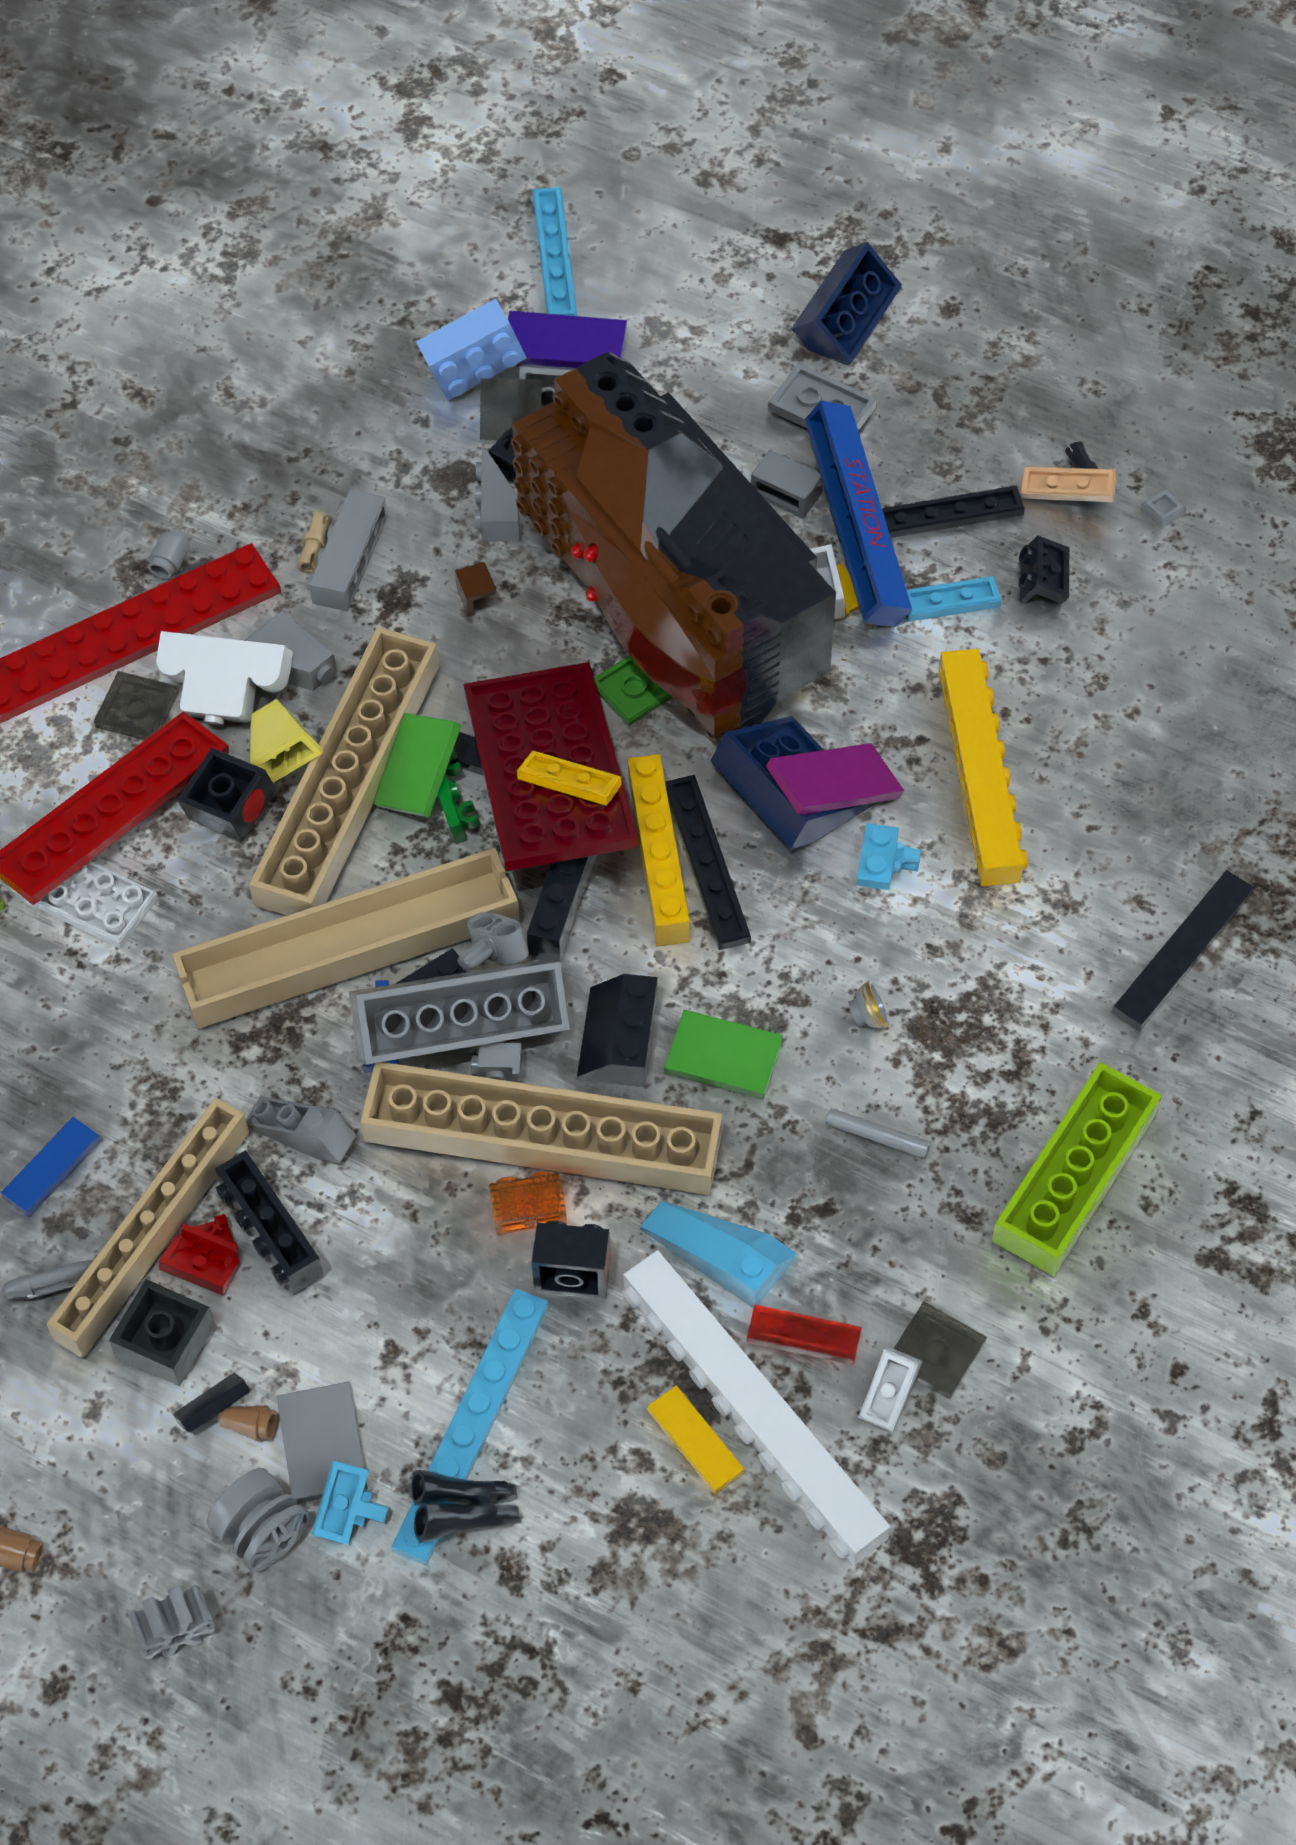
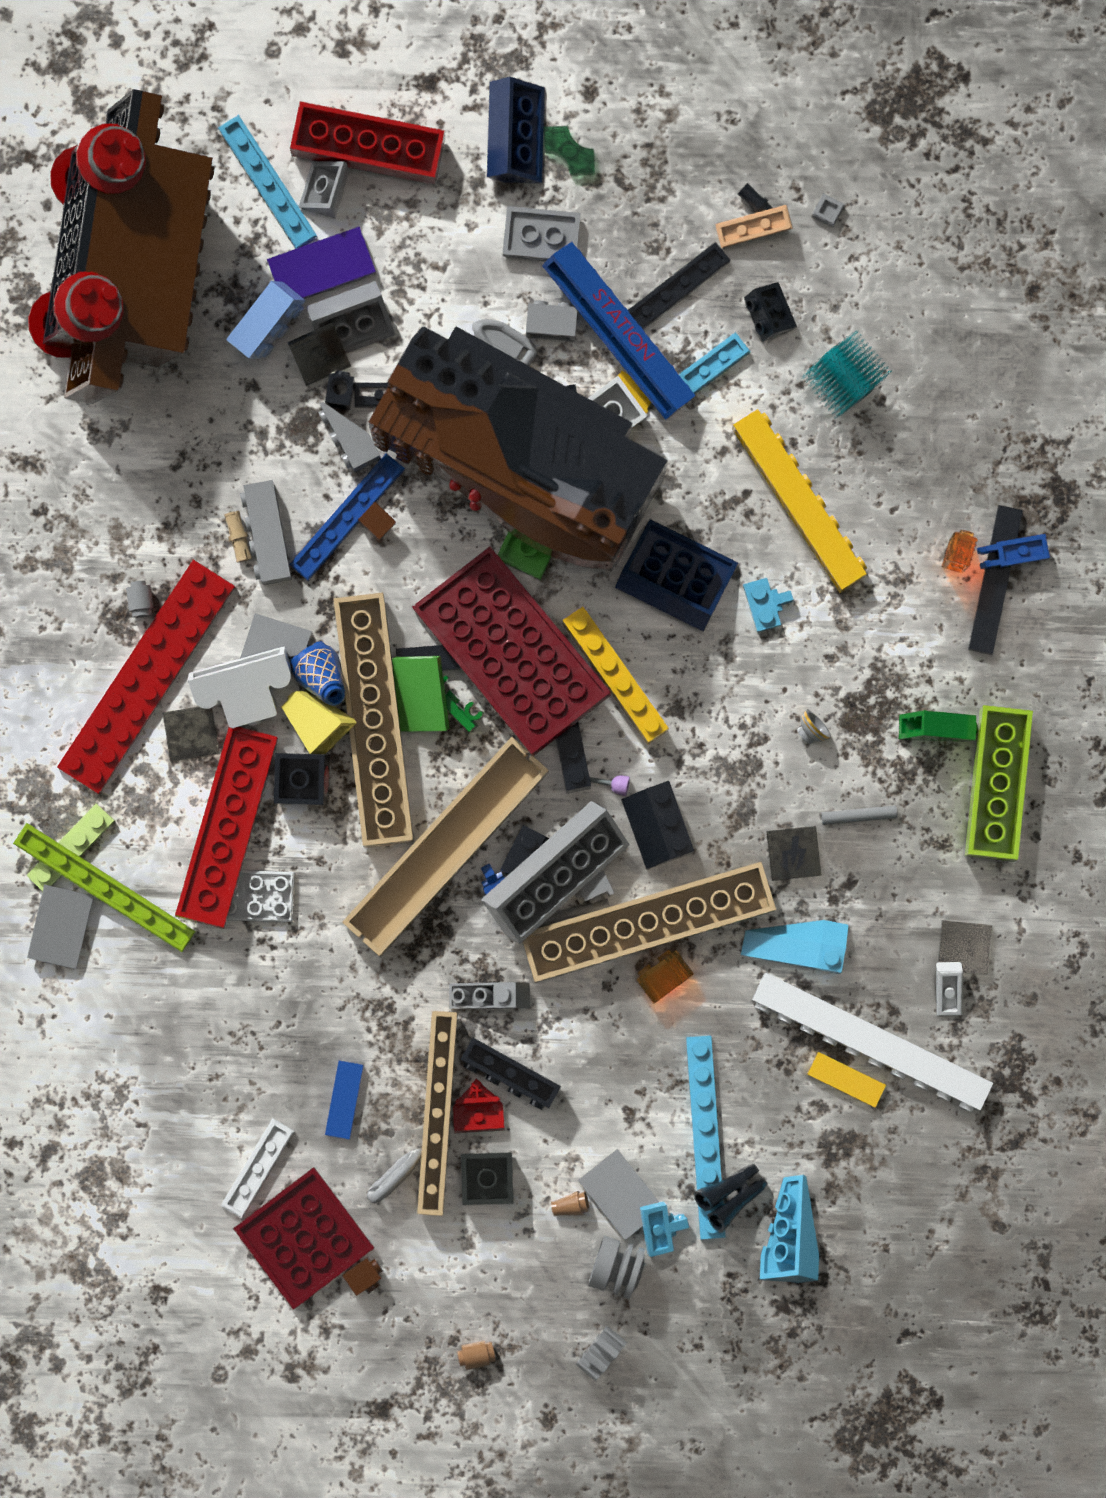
camera: 30 degrees left, 25 degrees up
(211, 1402) = (541, 1205): black tile -> none
(315, 681) = (320, 672): none -> blue cone
(357, 212) = (122, 250): none -> reddish brown piece
(440, 576) = (346, 517): none -> blue tile
(494, 939) = (549, 809): light grey beam -> none
(510, 1616) = (792, 1245): none -> medium azure wedge
(569, 777) = (536, 662): yellow tile -> none
(571, 1259) = (715, 1006): black brick -> none
(597, 968) = (619, 784): none -> lavender hinge
(614, 279) = (324, 187): none -> light grey slope
(681, 252) = (367, 142): none -> red brick
(707, 863) = (649, 664): black tile -> none
(723, 1054) = (733, 806): bright green tile -> none
(770, 1140) = (793, 853): none -> clear smoke tile
(804, 1334) = (878, 977): clear red tile -> none
(834, 778) = (710, 566): magenta tile -> none
(892, 339) = (560, 143): none -> clear green tile
(1030, 1071) = (937, 726): none -> green slope
(1103, 649) = (845, 372): none -> teal piece
(1151, 890) = (960, 551): none -> clear orange brick
(1222, 921) = (1016, 551): none -> blue hinge

